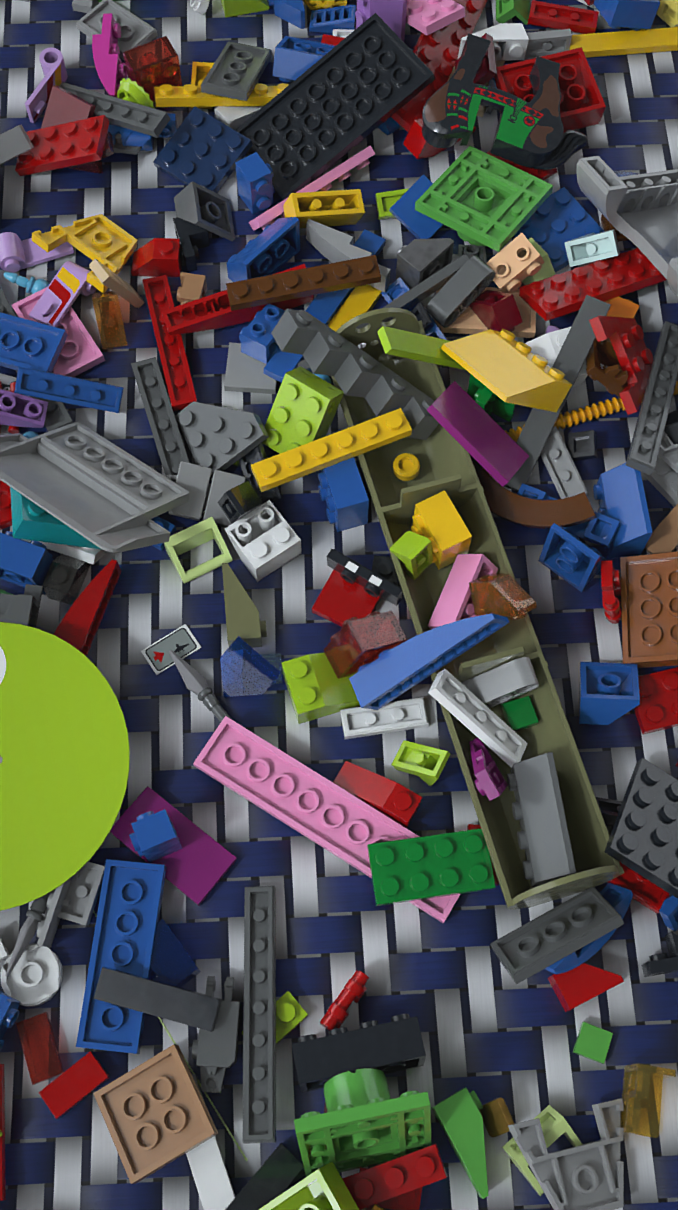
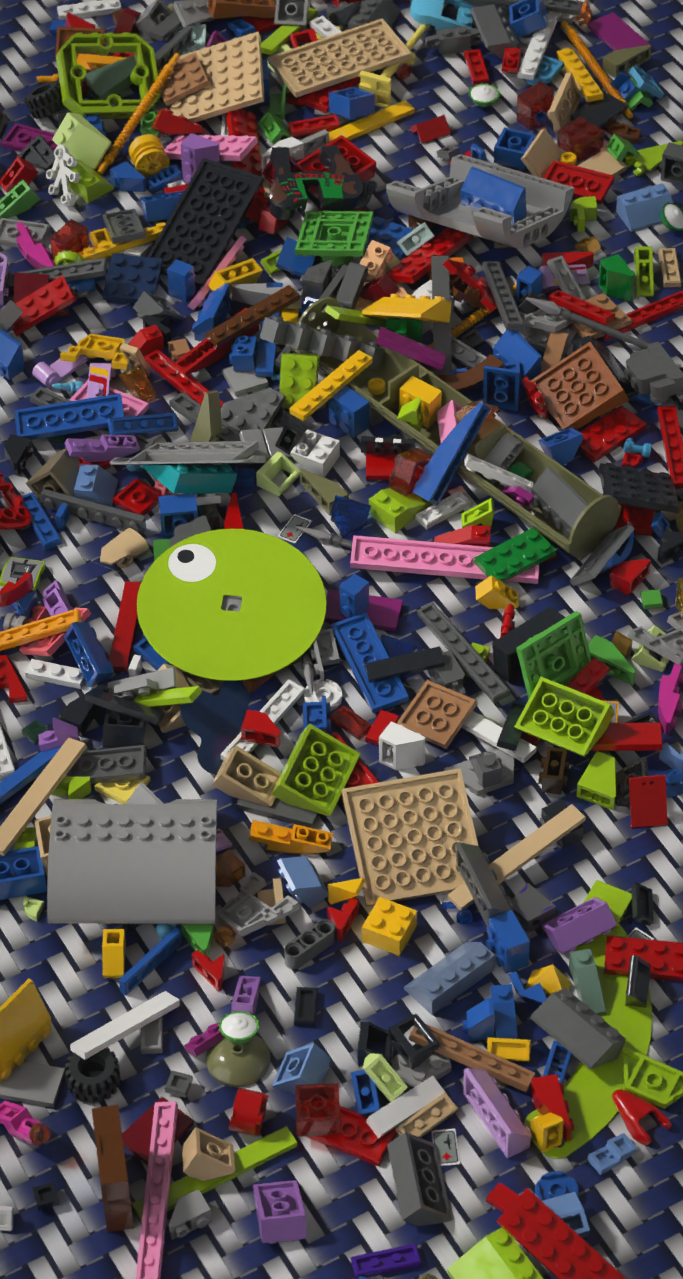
camera: 25 degrees left, 20 degrees down
(61, 1156) = (401, 747): none -> white slope
(147, 427) = (208, 423): none -> olive slope
(369, 921) = (496, 594): none -> yellow slope

